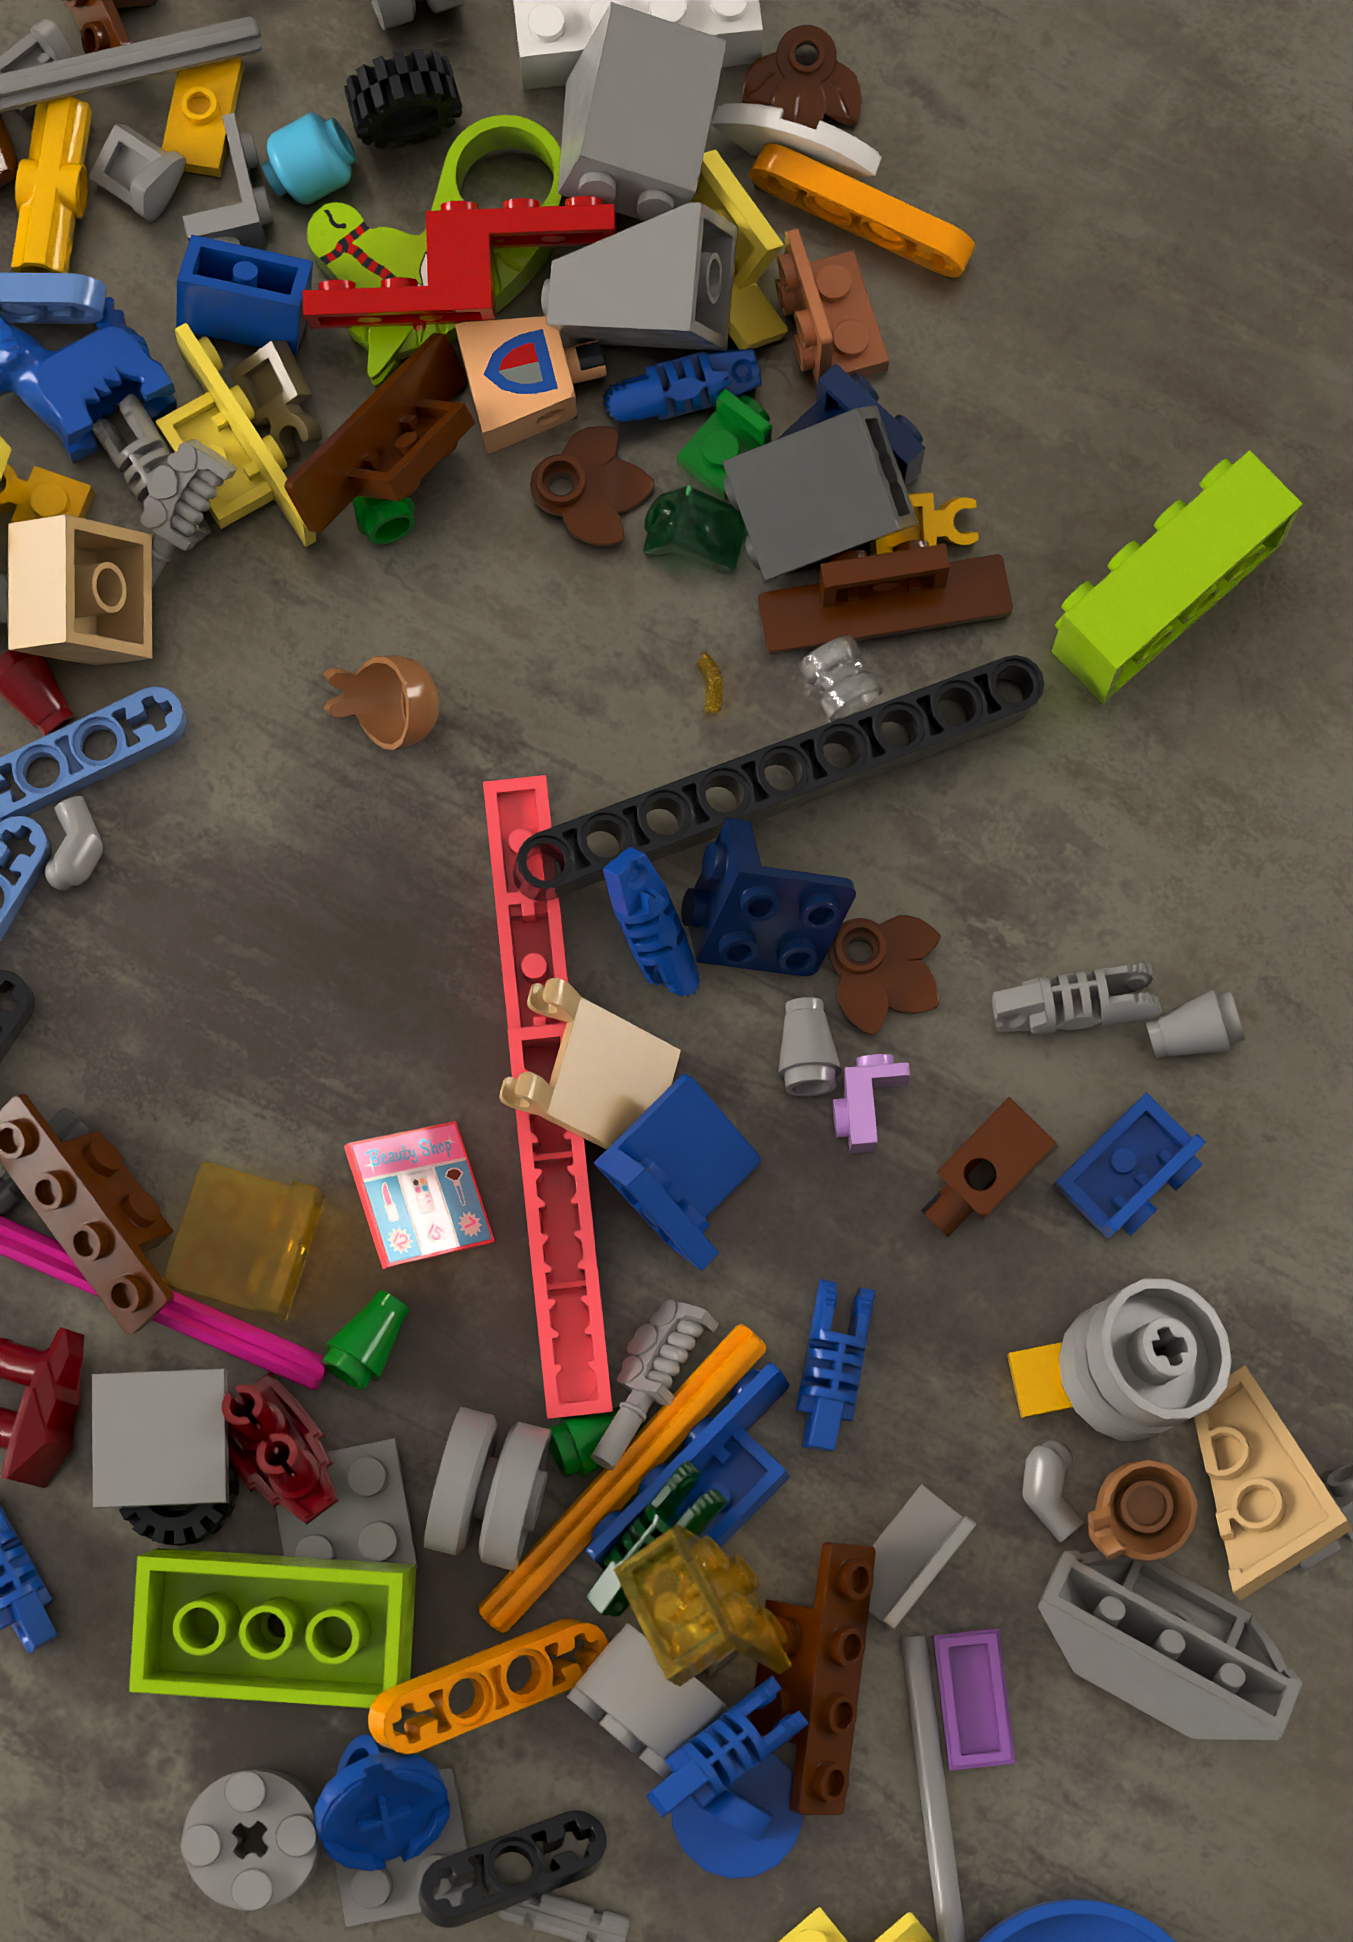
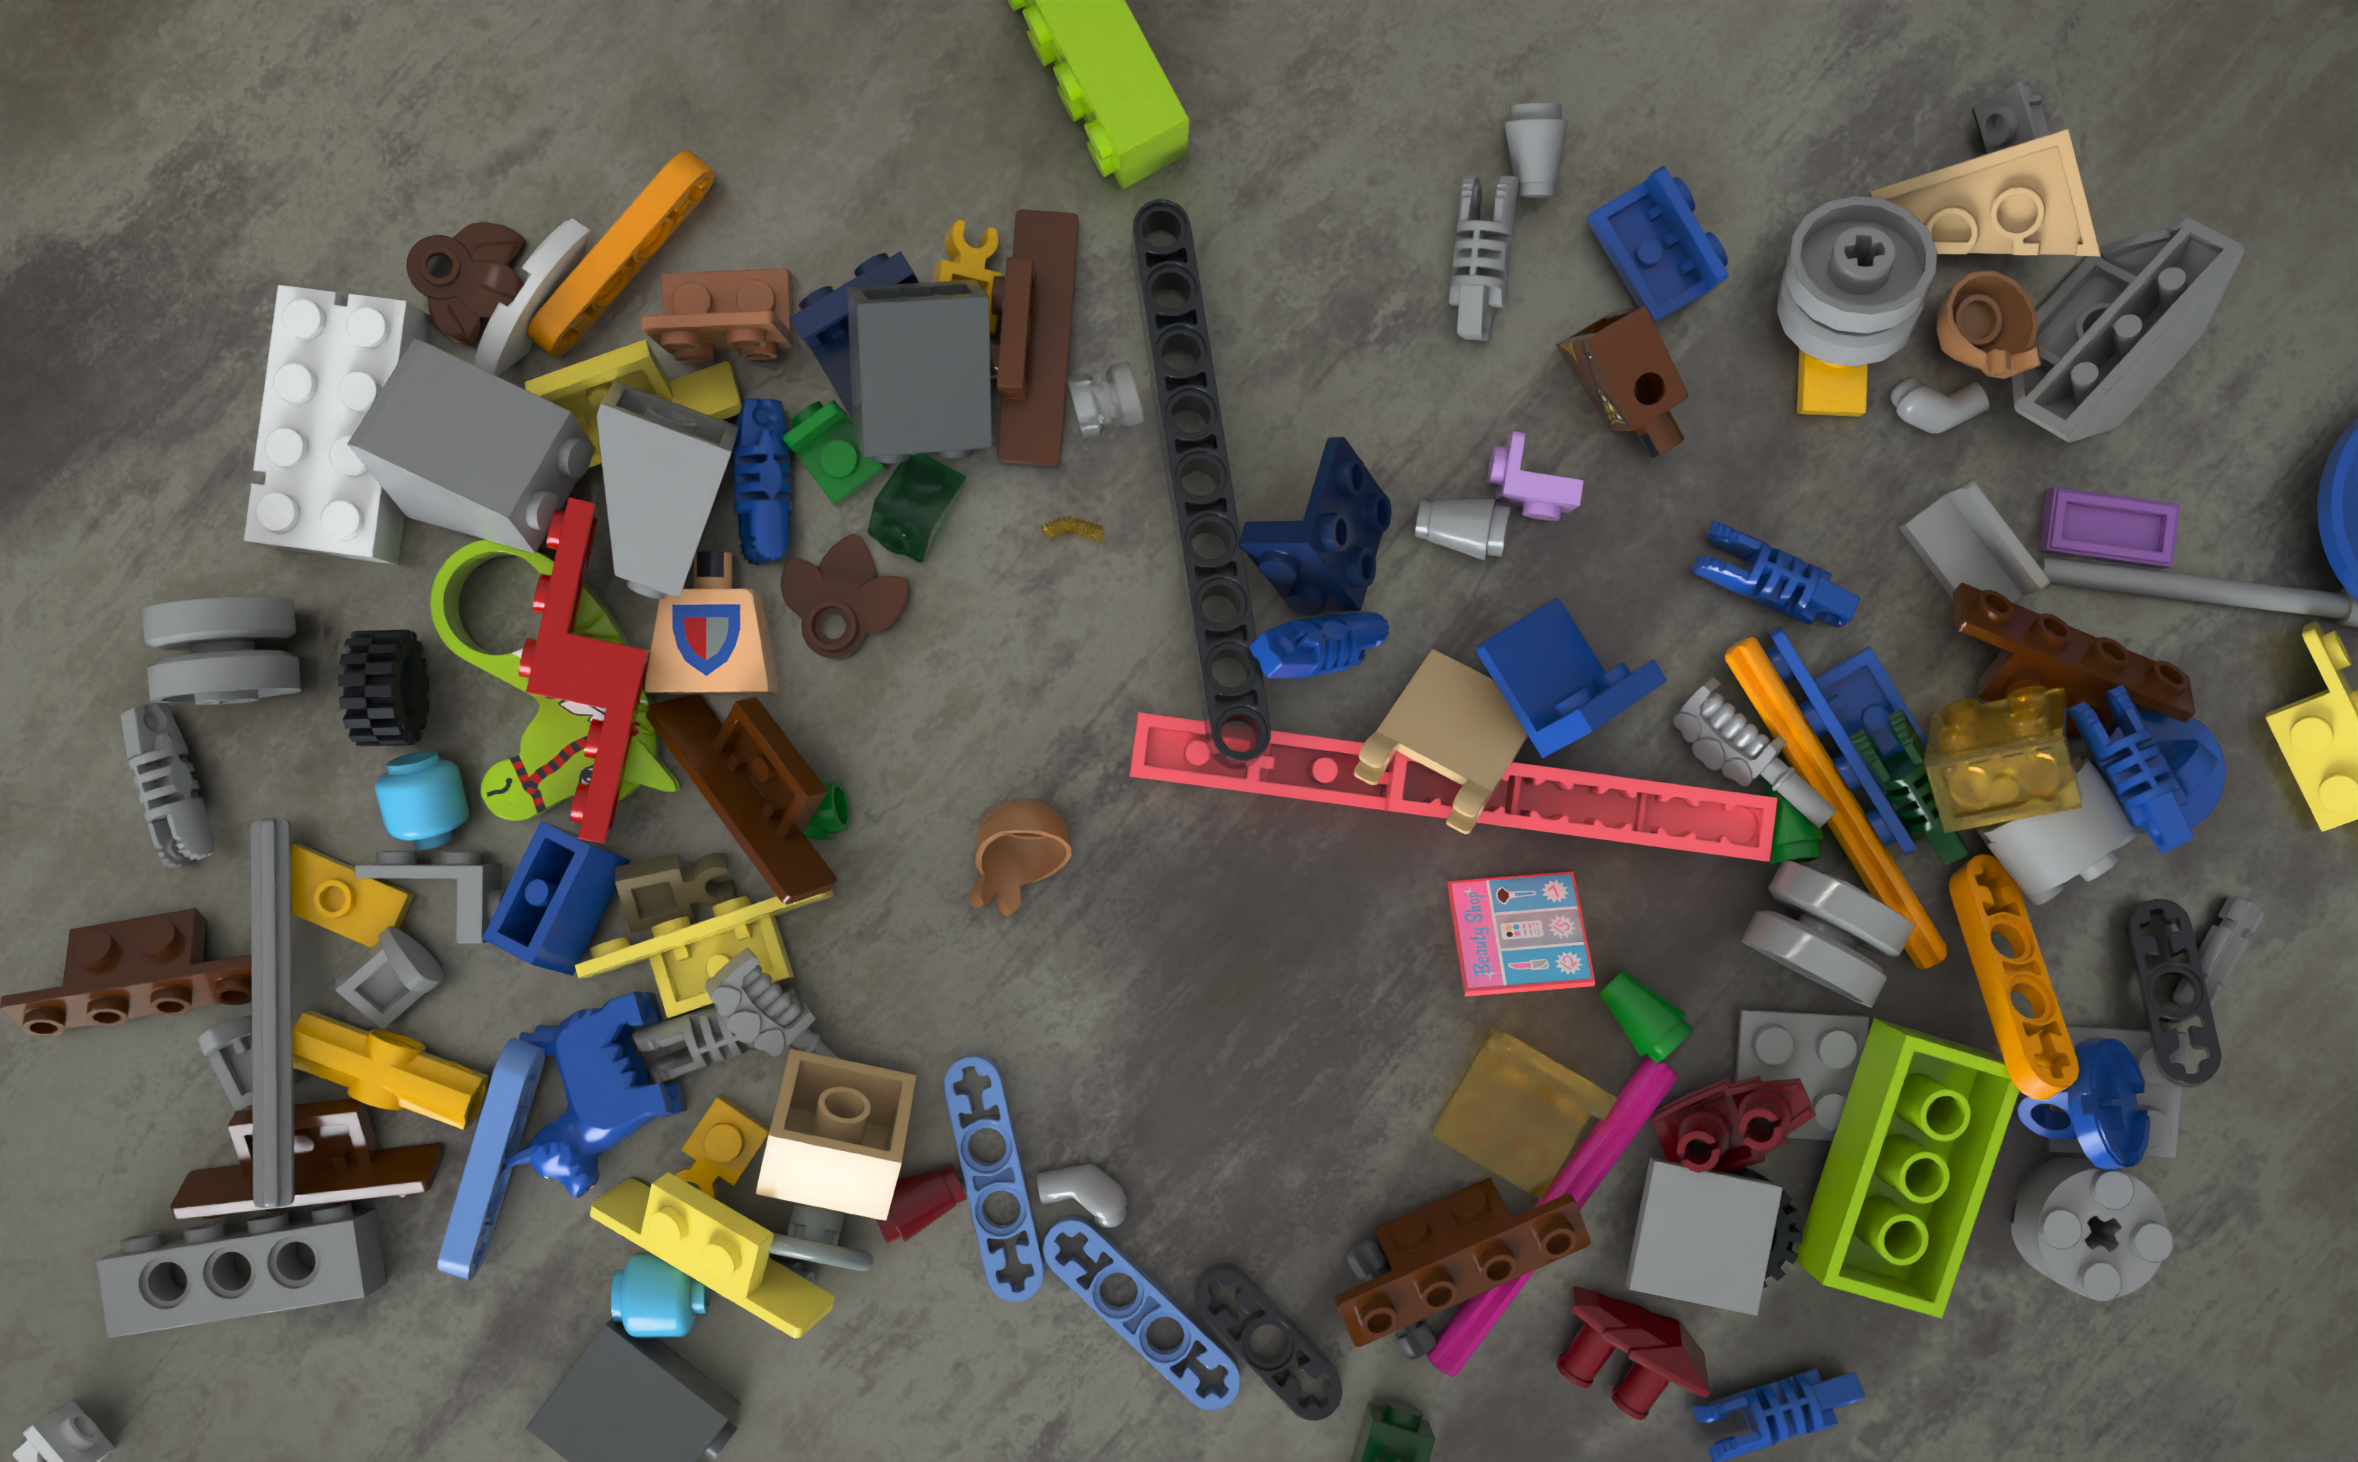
camera: 80 degrees left, 10 degrees up
(891, 976) = (1409, 428): reddish brown plate -> none

